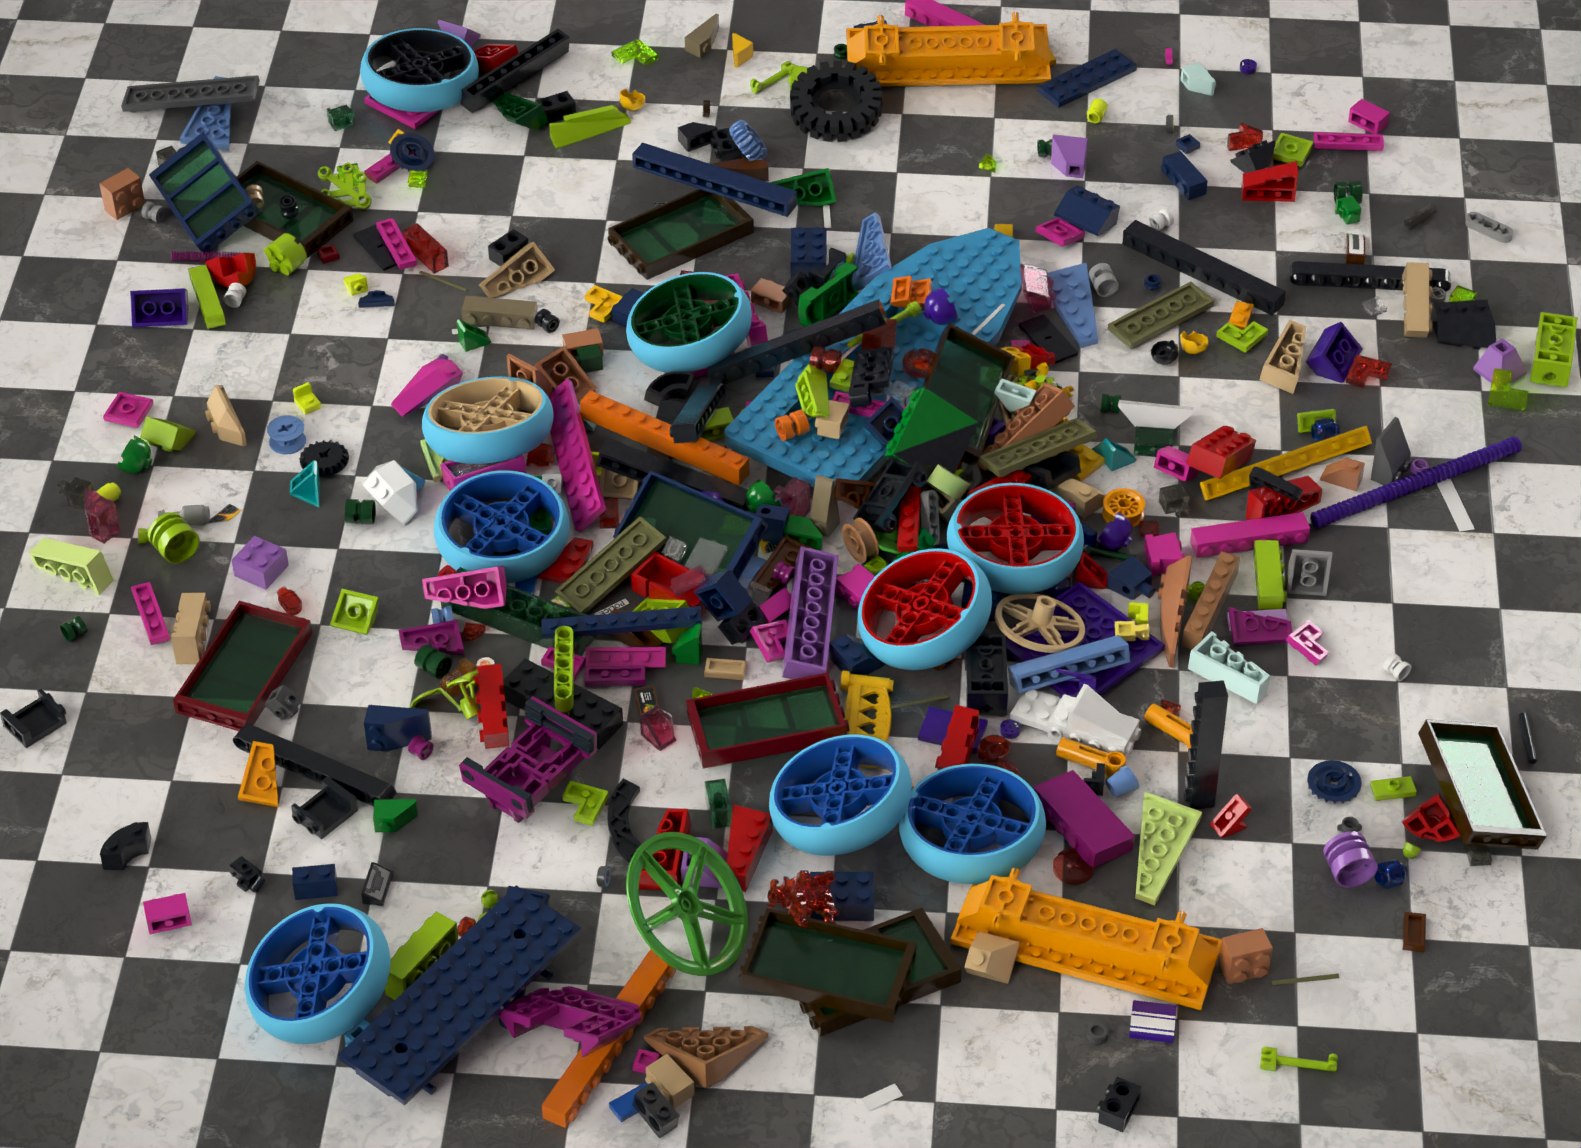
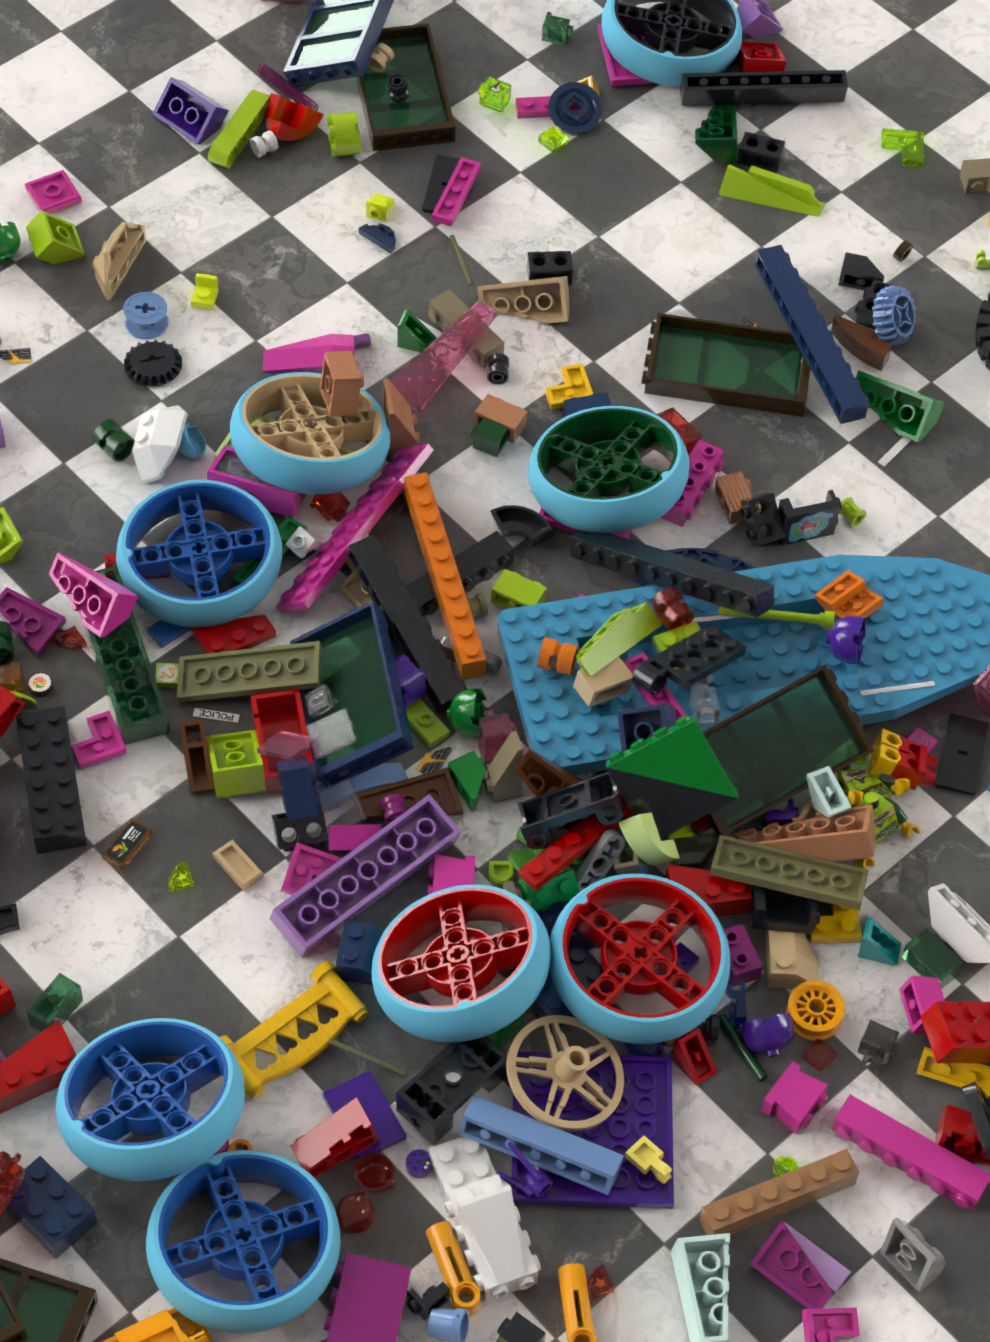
camera: 40 degrees right, 10 degrees up
(153, 212) = (292, 14): light grey wheel -> none
(307, 484) = (107, 380): teal slope -> none
(328, 253) = (392, 159): dark red tile -> none
(348, 188) = (473, 78): lime plant -> none
(426, 248) = (475, 214): clear red brick -> none
(437, 615) = (58, 603): medium blue wheel -> none
(484, 374) = (341, 383): none -> nougat brick
(507, 331) = (434, 365): none -> clear pink wing
(562, 366) = (446, 433): nougat slope -> none
(564, 669) = (68, 757): lime beam -> none
(610, 516) = (321, 612): clear red brick -> none
(614, 675) = (131, 789): magenta plate -> none
(623, 656) = (161, 778): dark pink plate -> none
(624, 622) = (179, 741): dark blue plate -> none
(631, 101) = (840, 193): yellow hair -> none
(657, 727) = (105, 877): clear pink slope -> none
(689, 646) = (224, 816): green slope -> none
(698, 411) = (497, 571): black brick -> none
(757, 333) = (668, 529): dark pink brick -> none
(765, 719) = (199, 954): window -> none
(776, 518) = (441, 741): dark blue torso -> none
(808, 249) = (823, 470): dark blue brick -> none
(822, 303) = (778, 543): green piece -> none
(860, 540) = (503, 832): medium nougat wheel -> none
(871, 252) = (876, 527): medium blue wing -> none
(881, 336) = (759, 631): clear red piece -> none
(917, 362) = (765, 680): clear red tile -> none
(1106, 403) = (936, 875): dark green wheel -> none
(1131, 579) = (727, 1099): dark blue torso -> none
(1139, 612) = (689, 1151): neon yellow bracket -> none
(1173, 601) = (731, 1168): nougat wedge -> none
(1269, 574) = (874, 1217): lime brick -> none

